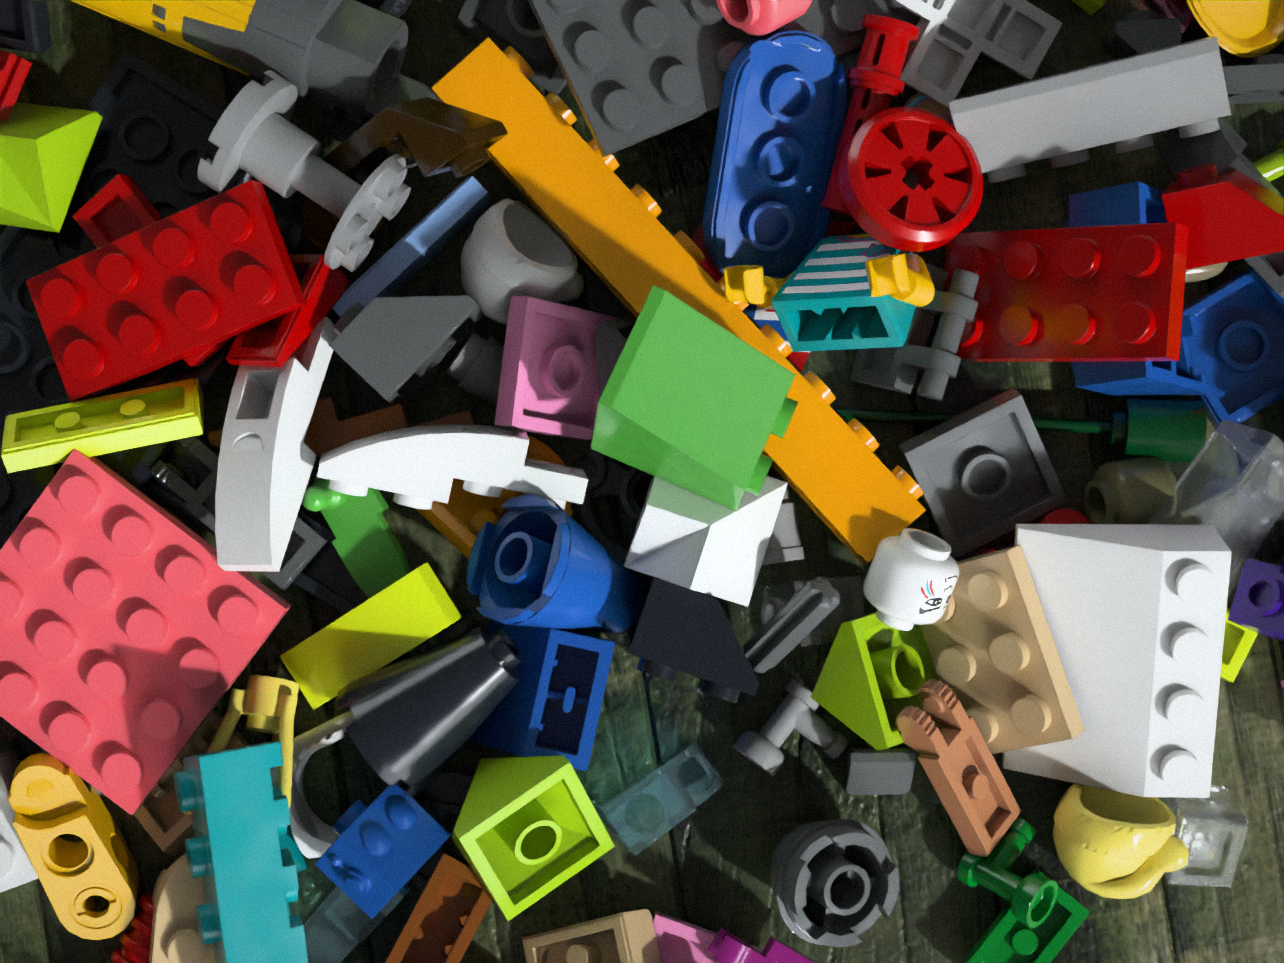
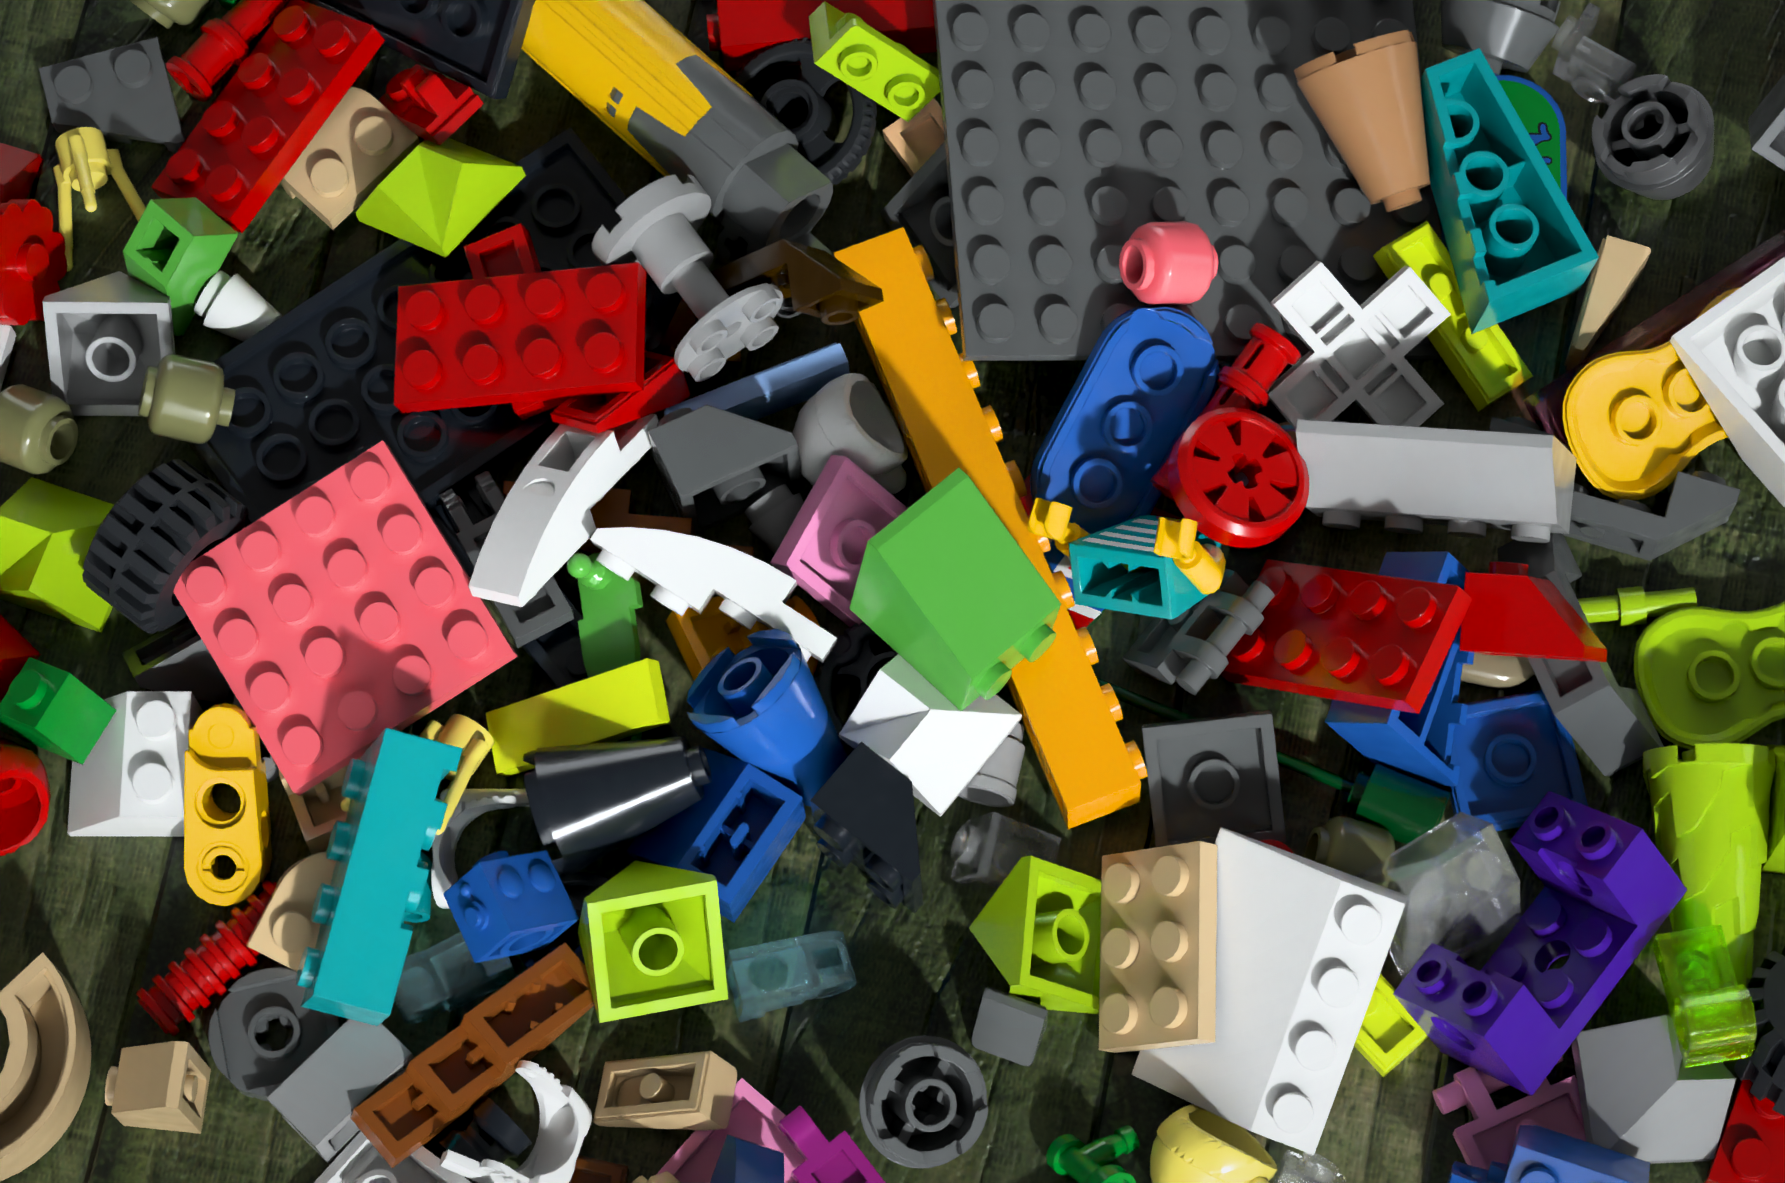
camera: 25 degrees right, 15 degrees down
(103, 424) = (416, 433): neon yellow tile -> none
(791, 624) = (973, 843): dark grey axle -> none
(796, 713) = (951, 944): light grey piece -> none
(911, 579) = (1102, 840): white head -> none
(959, 767) = (1085, 1041): nougat hinge -> none

